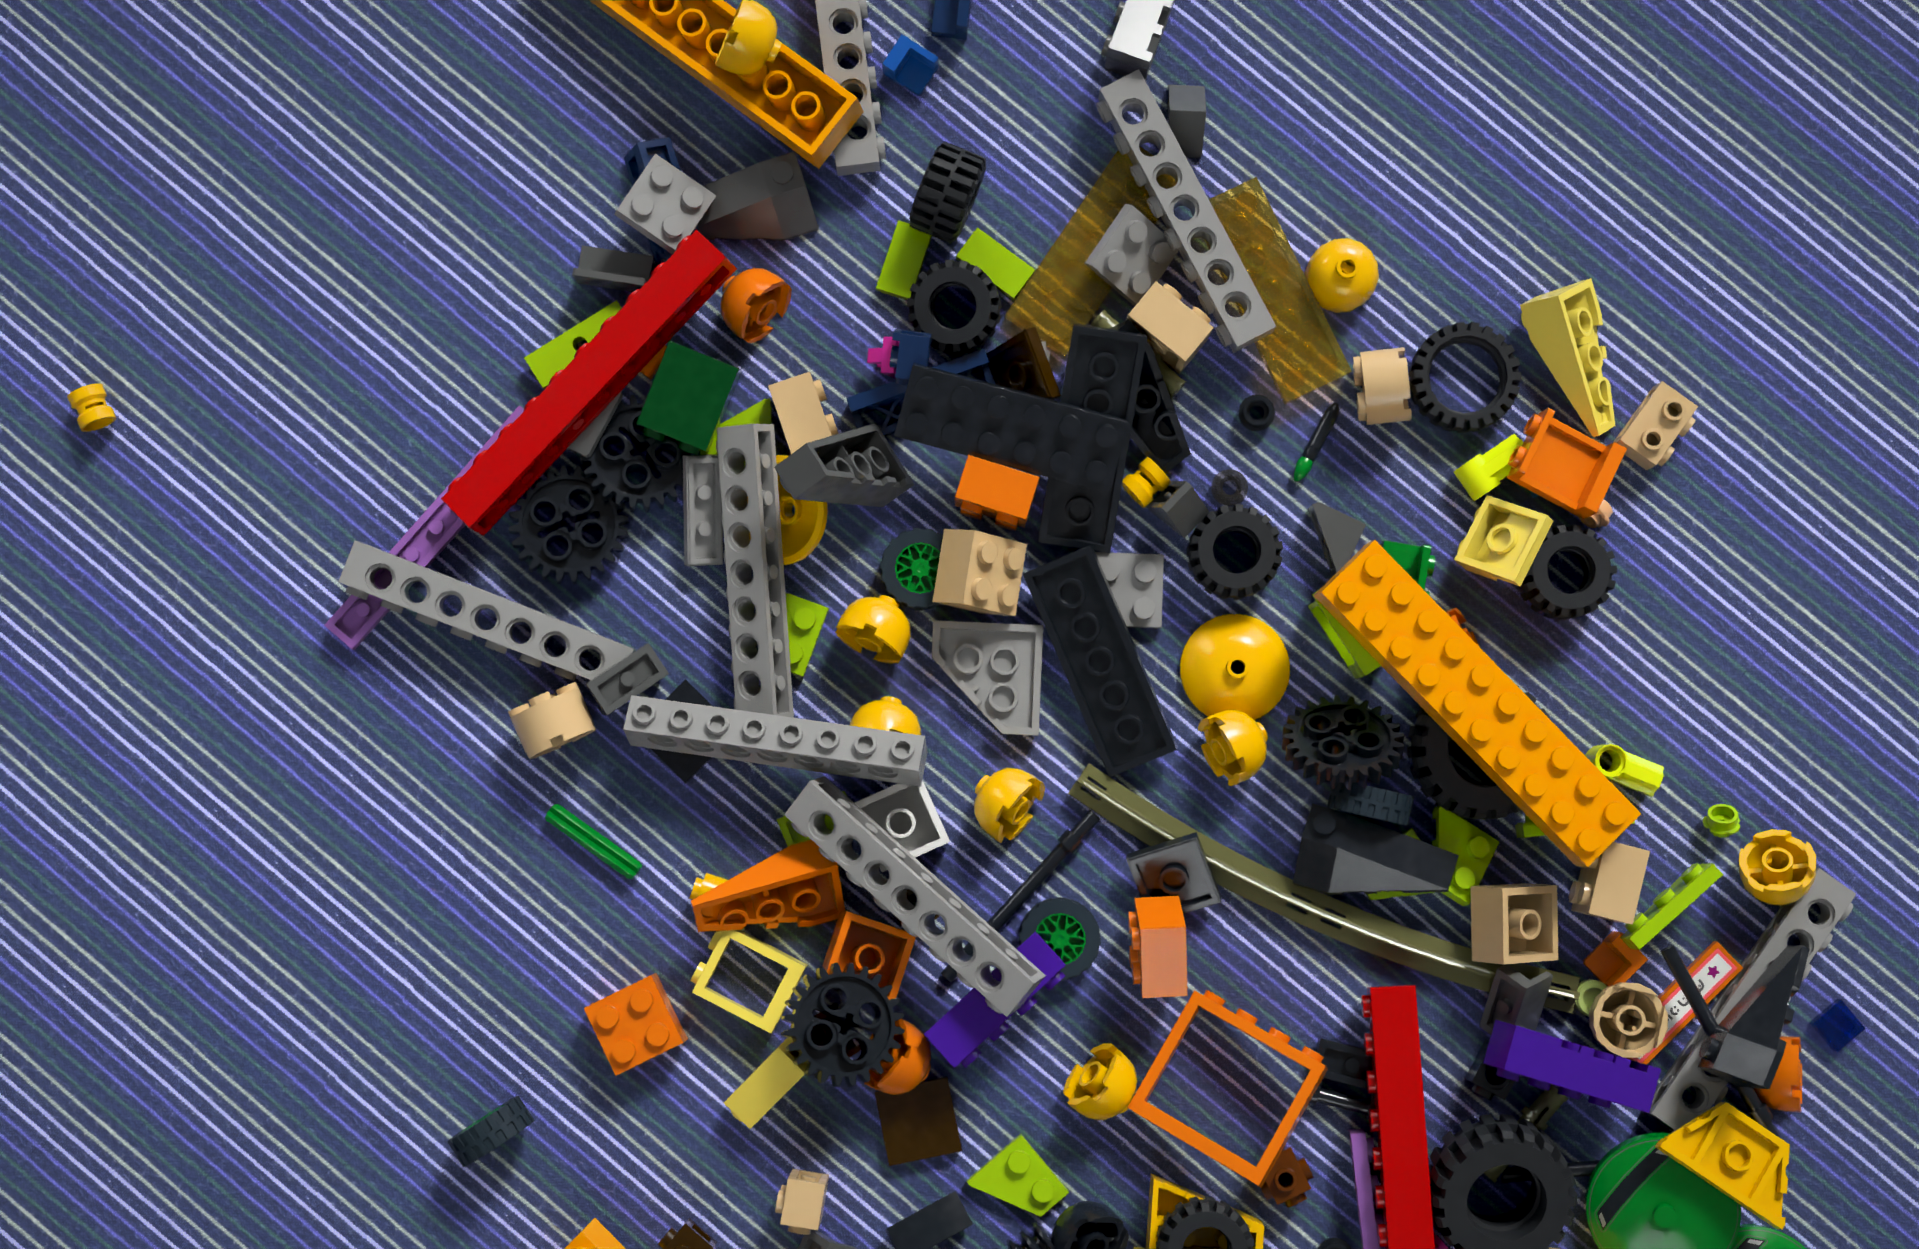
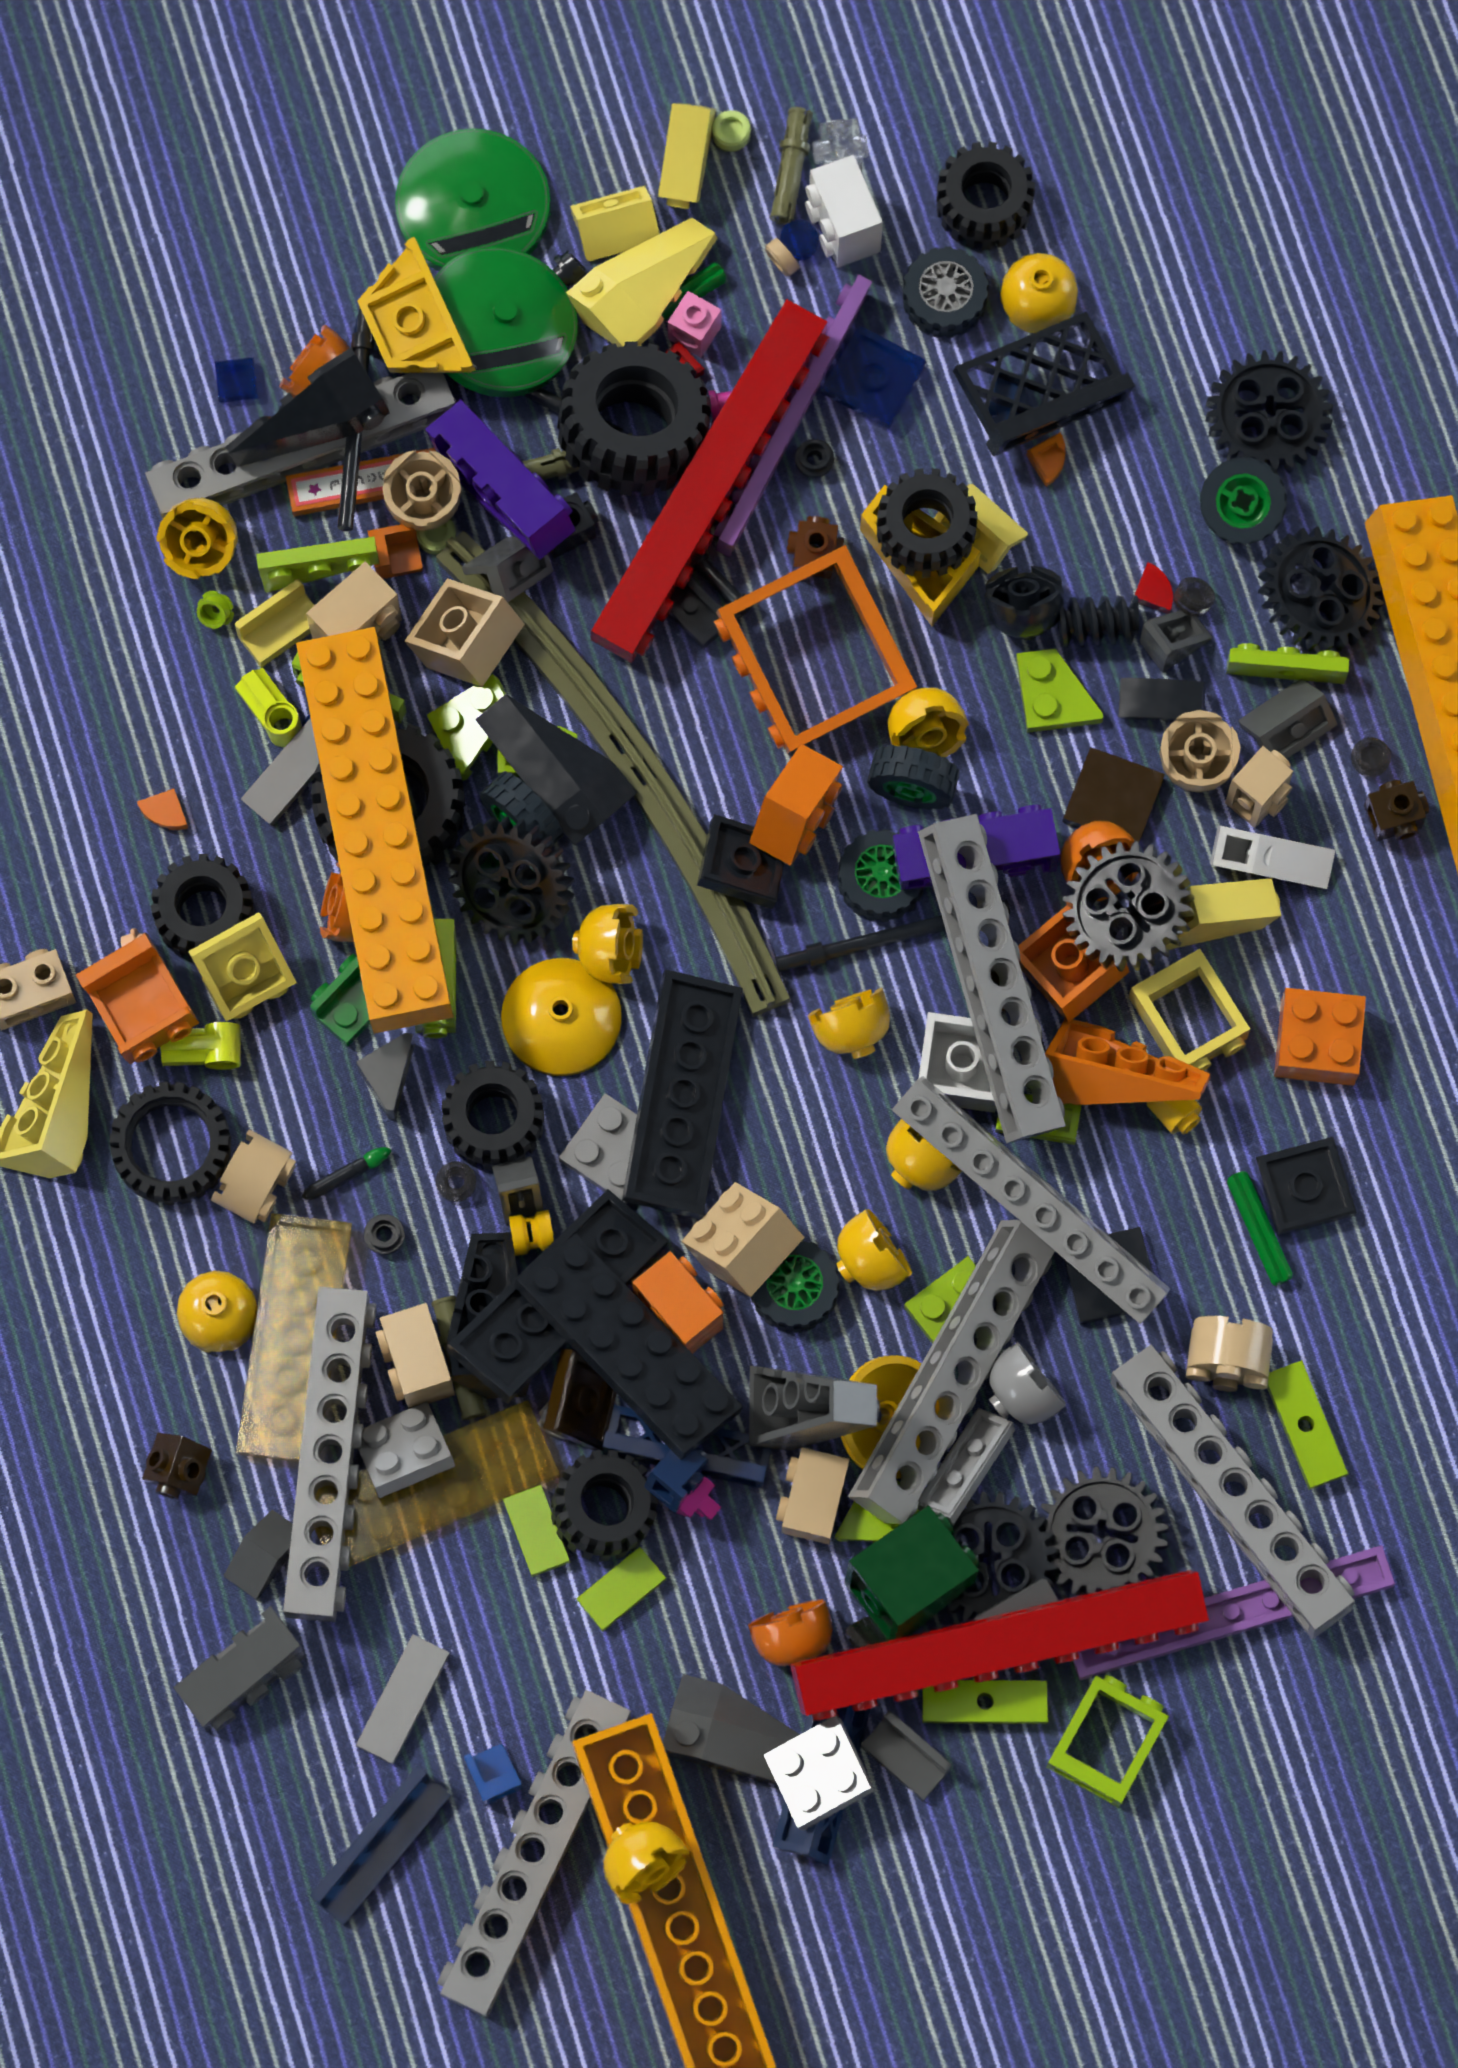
camera: 150 degrees left, 10 degrees down
(448, 694) = (1297, 1401): none -> lime tile
(470, 337) = (1088, 1777): none -> lime window
(577, 896) = (1305, 1186): none -> black plate
(626, 678) = (1135, 1346): dark grey panel -> none
(694, 596) = (1022, 1388): none -> light grey cylinder
(697, 336) = (863, 1633): none -> clear smoke slope
(763, 1147) = (1272, 857): none -> white slope
(869, 1199) = (1199, 751): none -> tan cylinder
(947, 192) = (540, 1614): black tyre -> none
(995, 669) = (784, 1150): light grey plate -> none
(1012, 79) = (403, 1699): none -> light grey tile
(1083, 1030) = (913, 777): none -> black wheel
(1293, 137) = (176, 1465): none -> dark brown brick
(1575, 710) = (285, 777): none -> light grey tile
(1649, 635) = (164, 810): none -> orange tile
(1667, 838) = (276, 623): none -> light yellow panel

